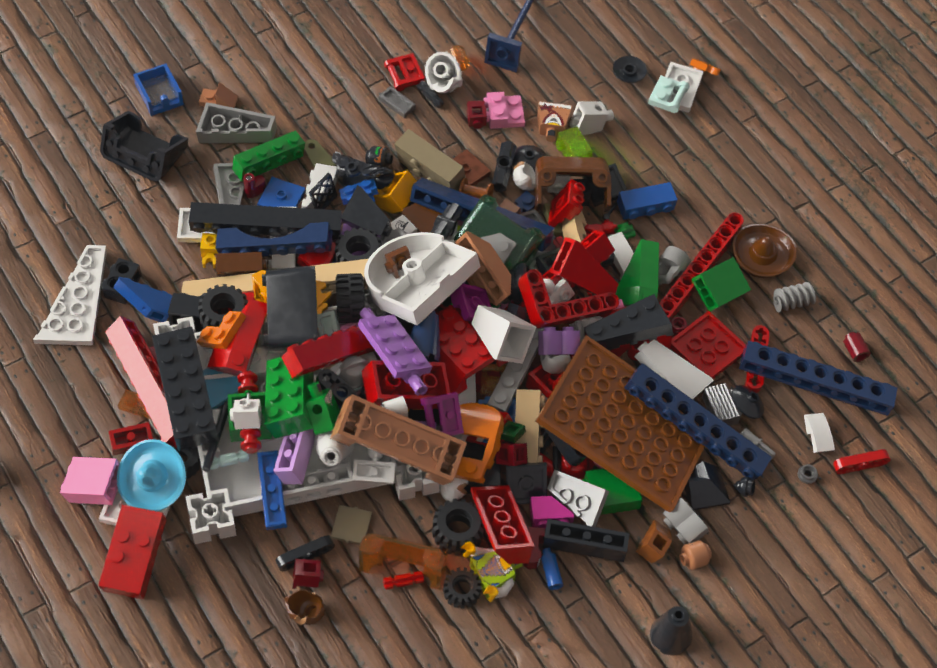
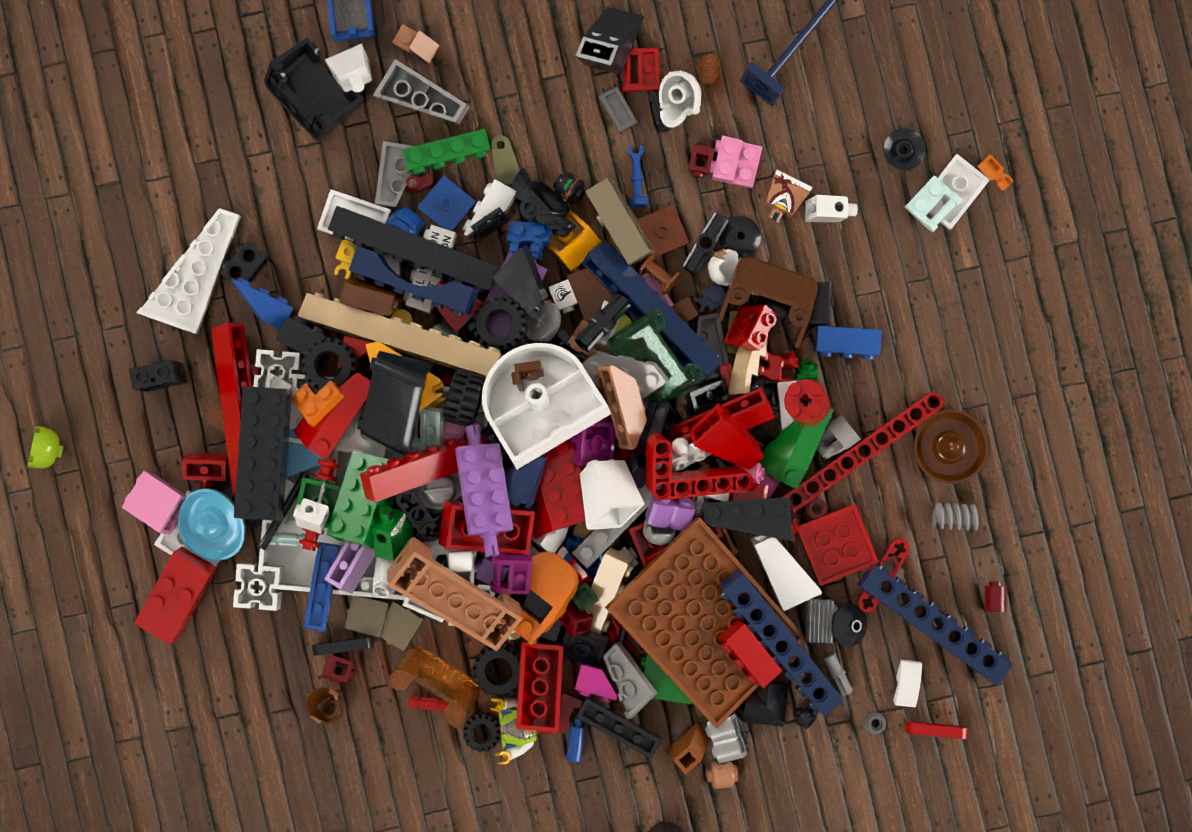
camera: 20 degrees right, 30 degrees up
(79, 380) = (153, 376): none -> black window
(172, 120) = (351, 68): none -> white torso
(318, 523) = (366, 616): none -> dark tan piece
(373, 57) = (610, 40): none -> black slope
(428, 136) = (638, 200): none -> blue piece
(573, 143) = (793, 244): clear neon green brick -> none
(636, 236) = (798, 394): none -> red brick
(675, 436) = (749, 654): none -> red brick
(721, 284) = (881, 480): green brick -> none

